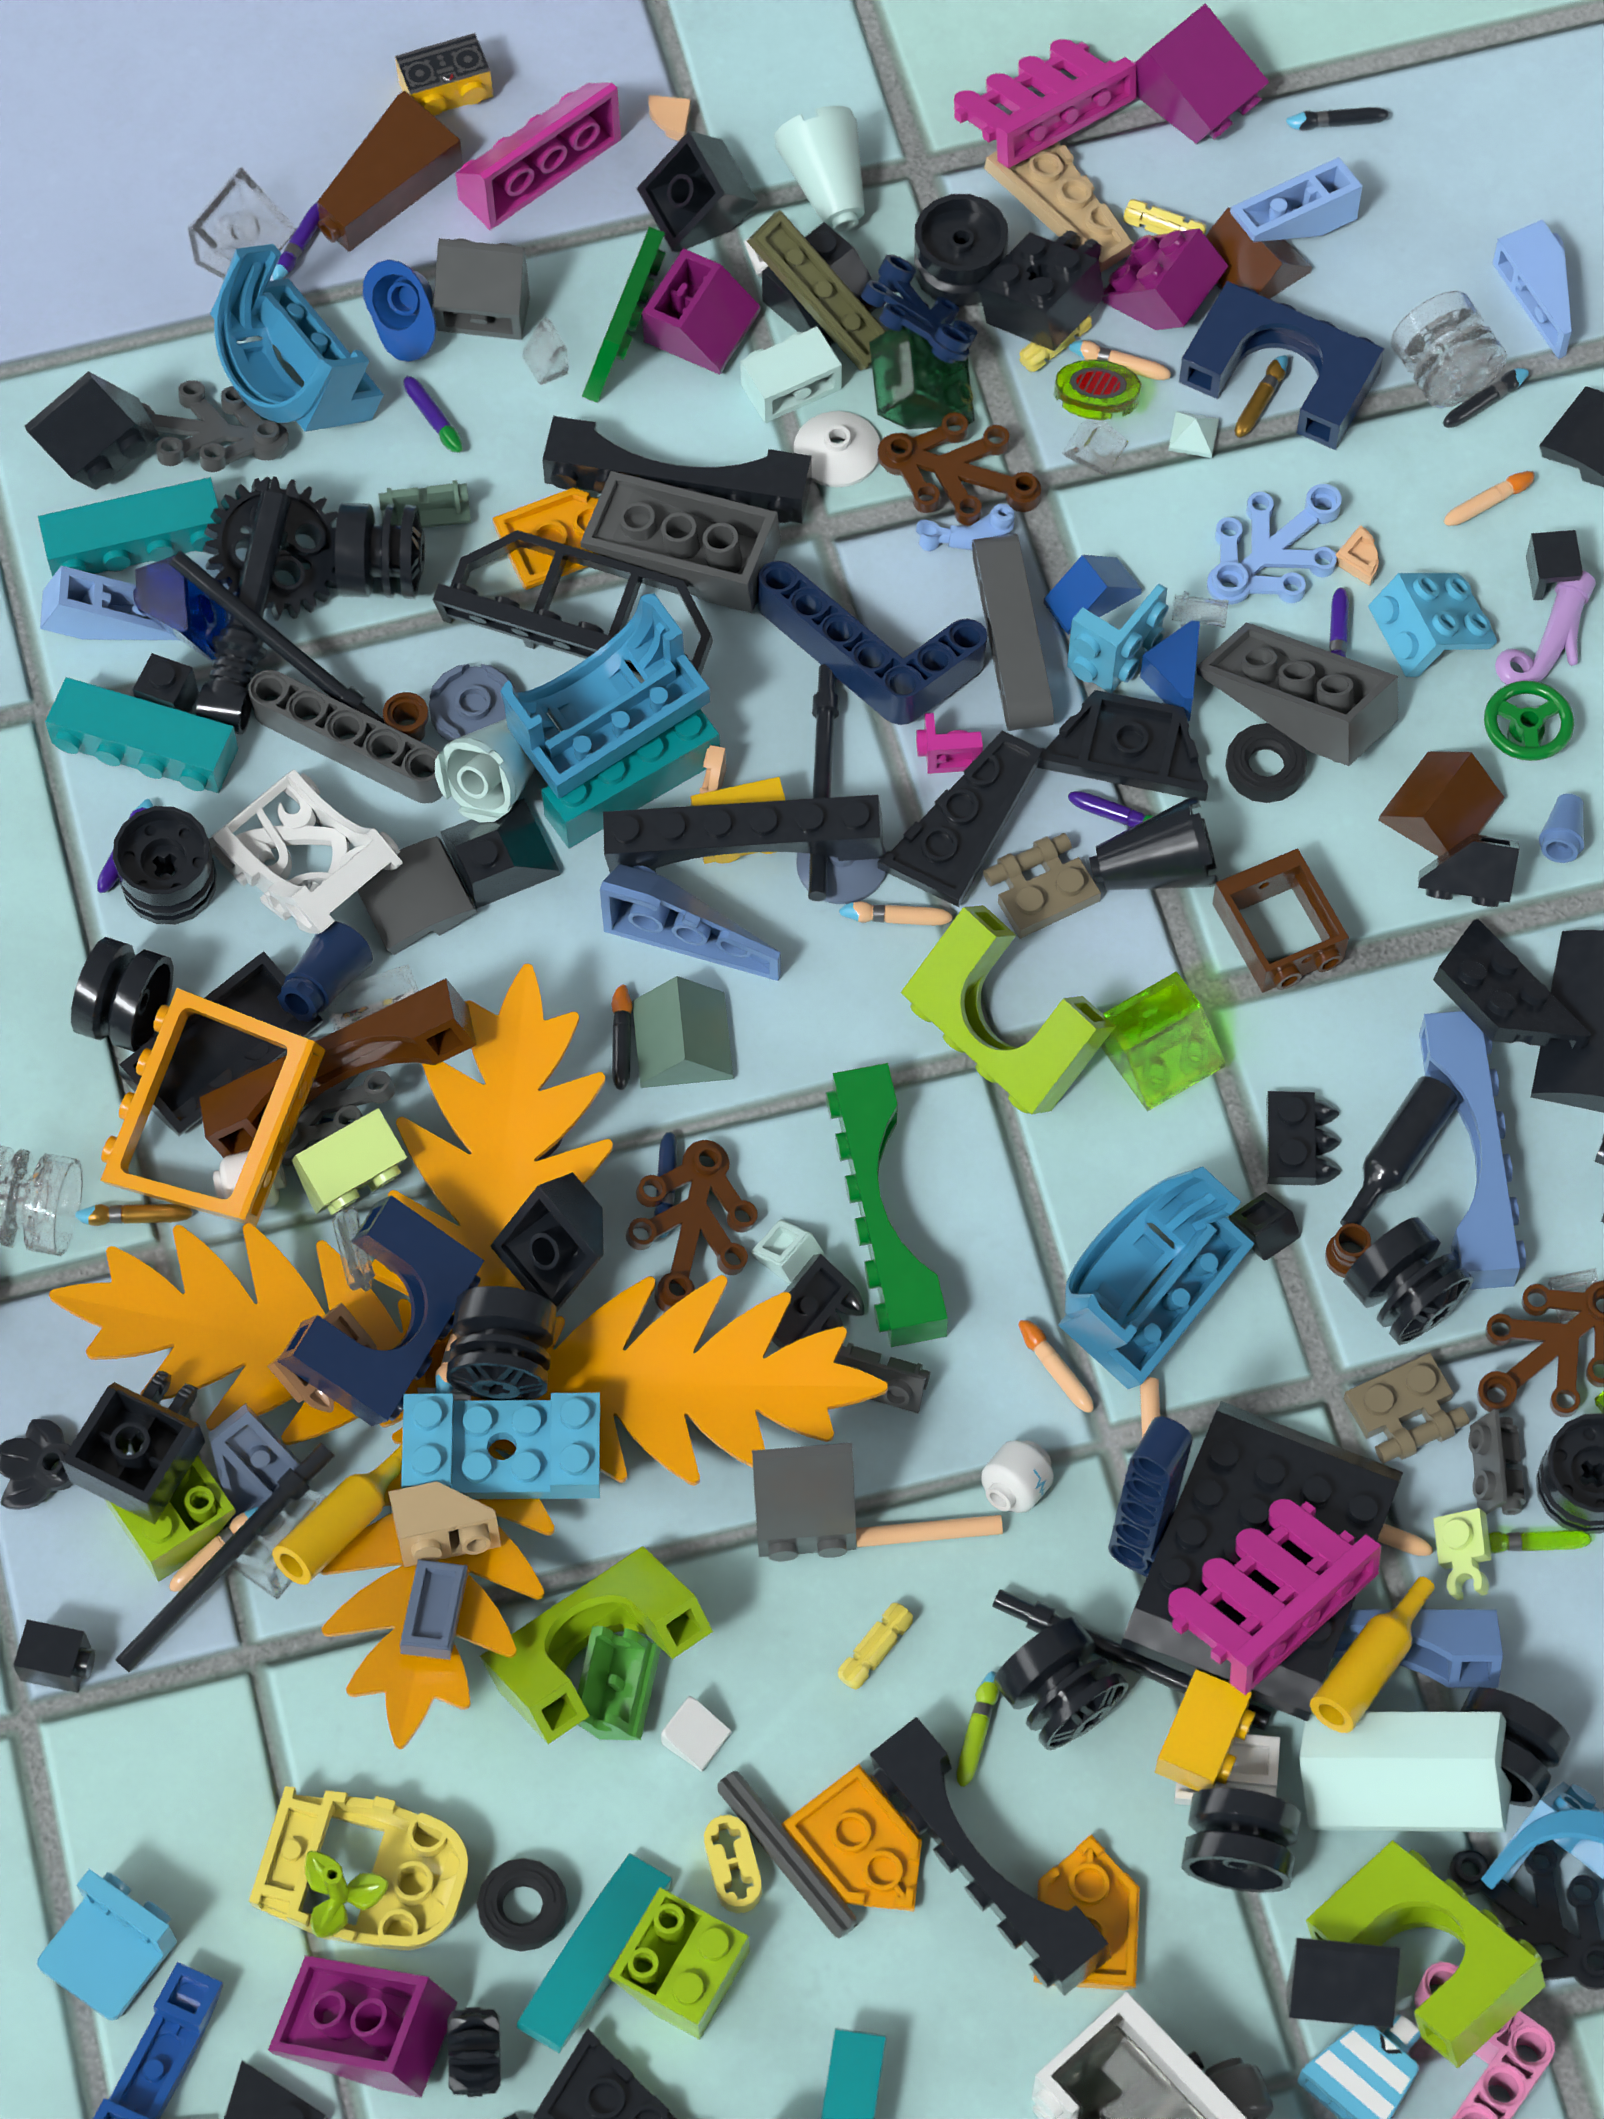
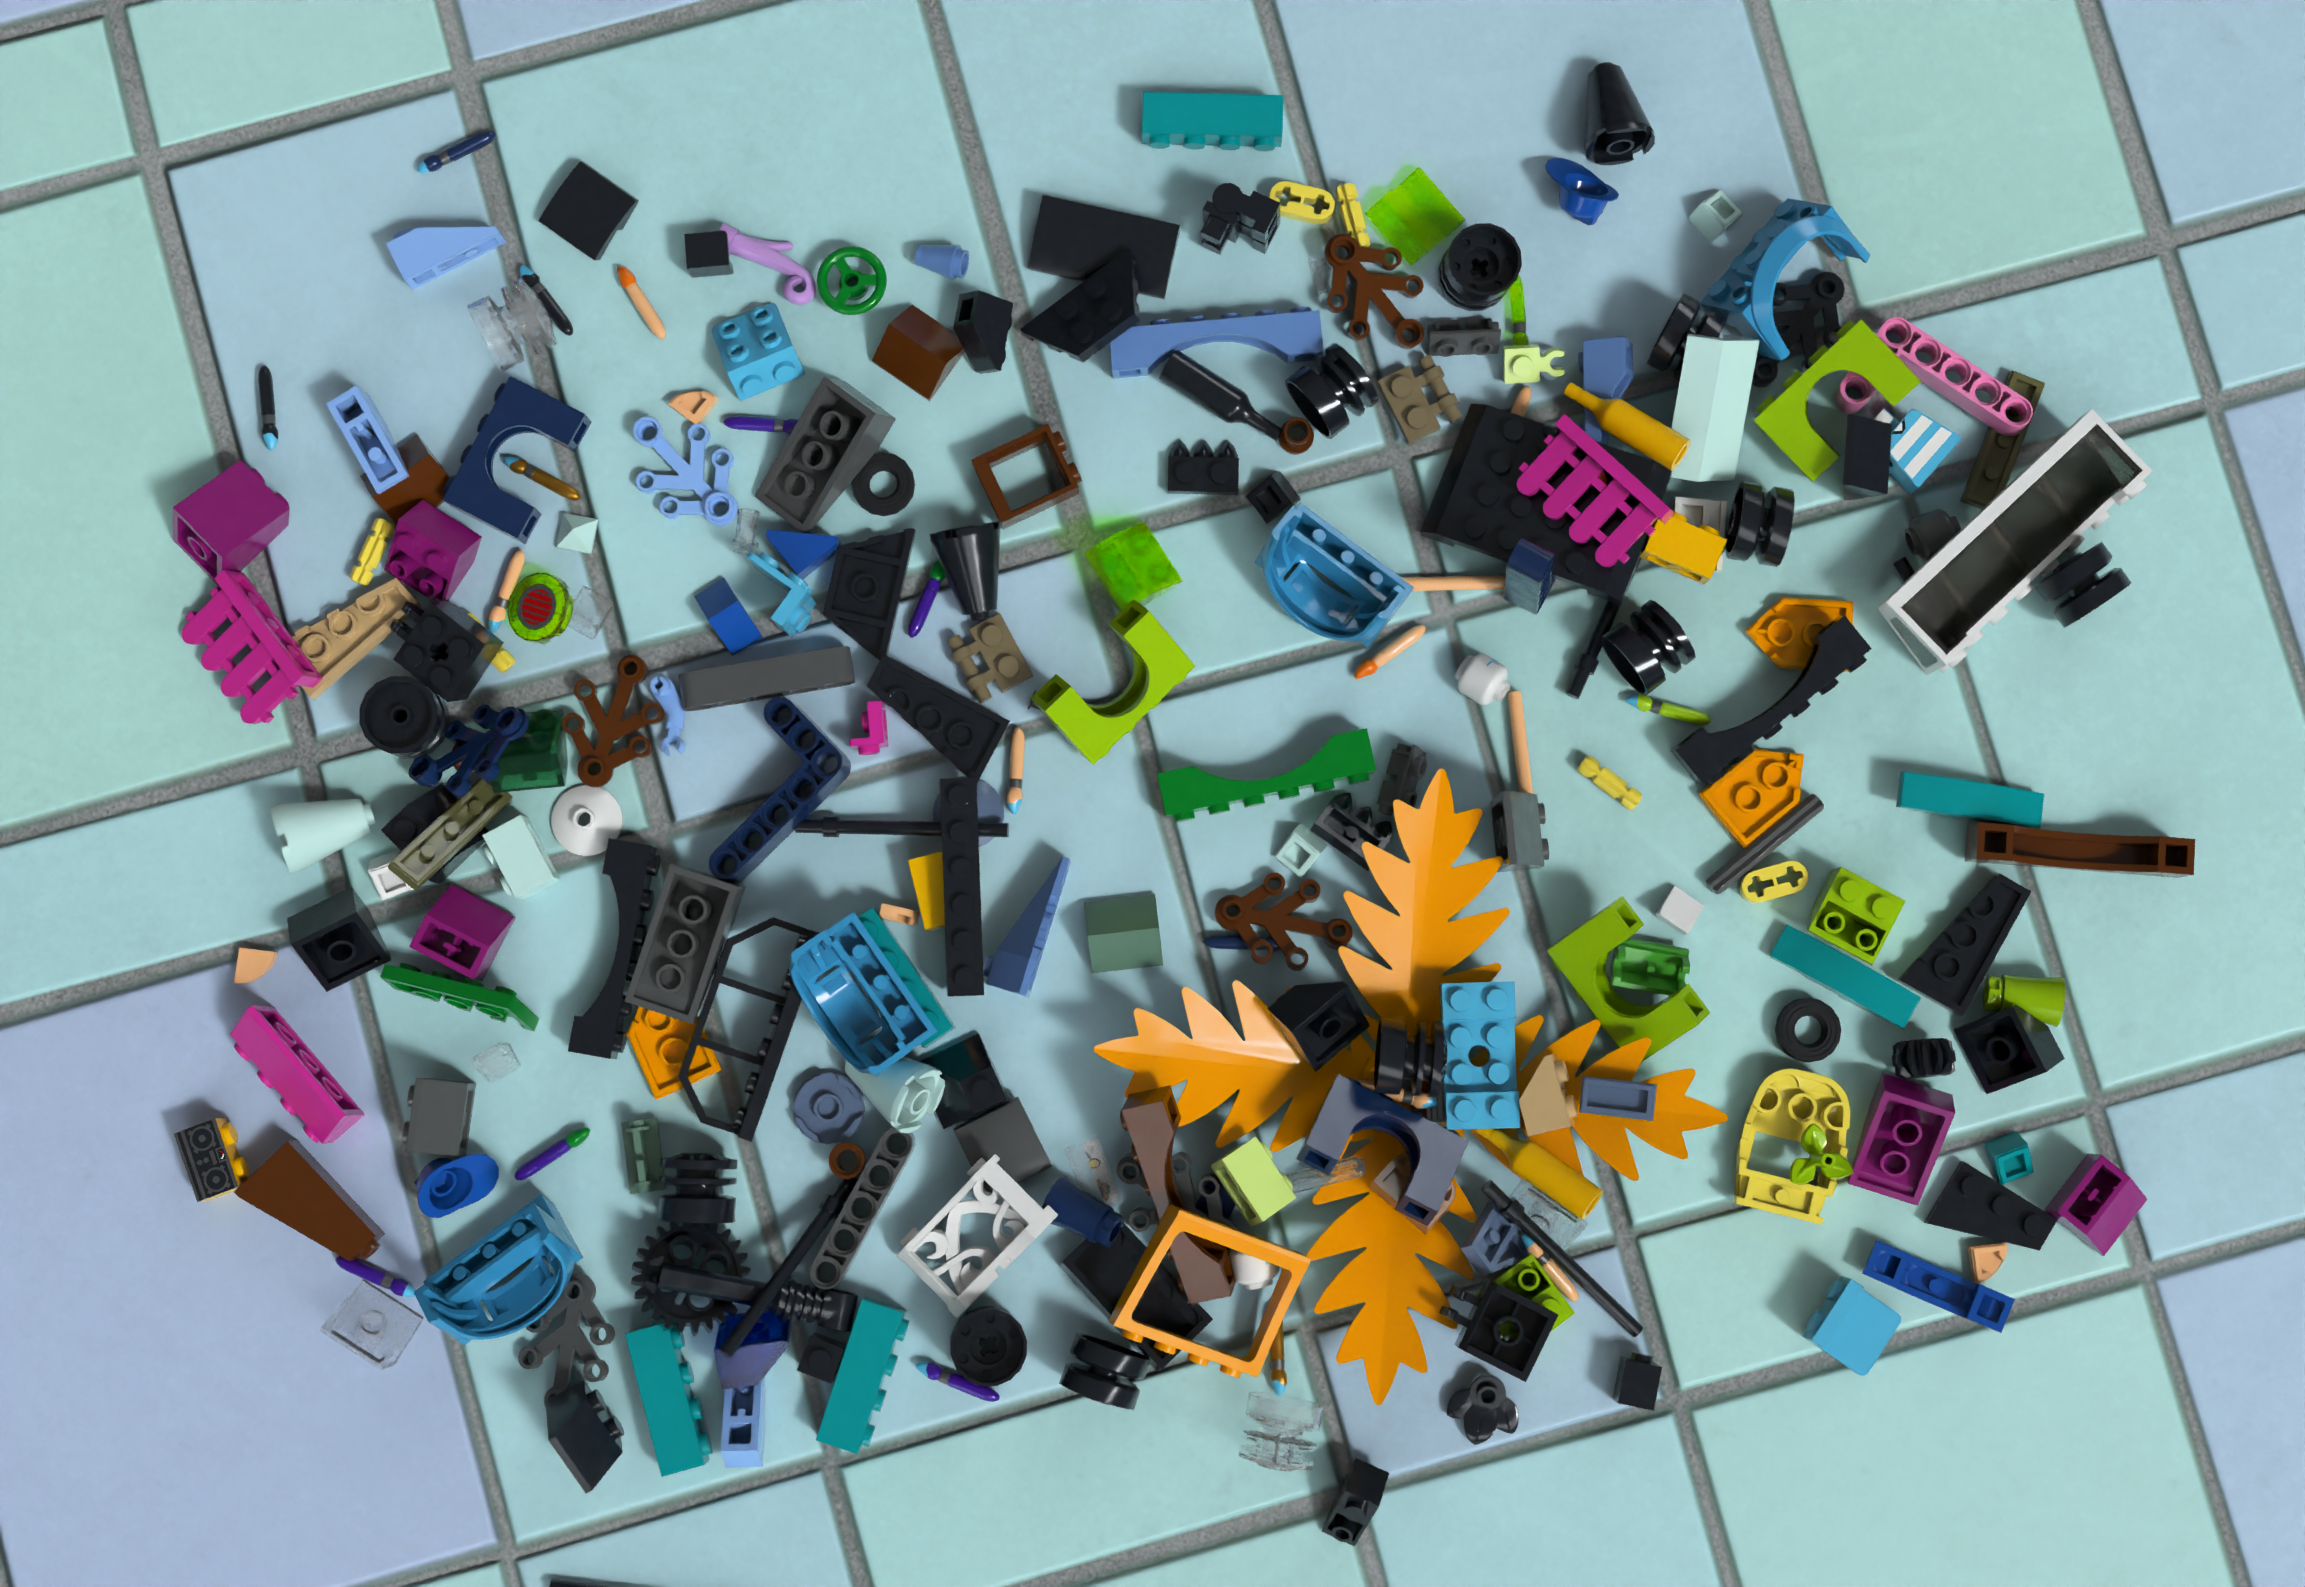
camera: 90 degrees left, 20 degrees up
(621, 1040) = (1099, 980): black piece -> none

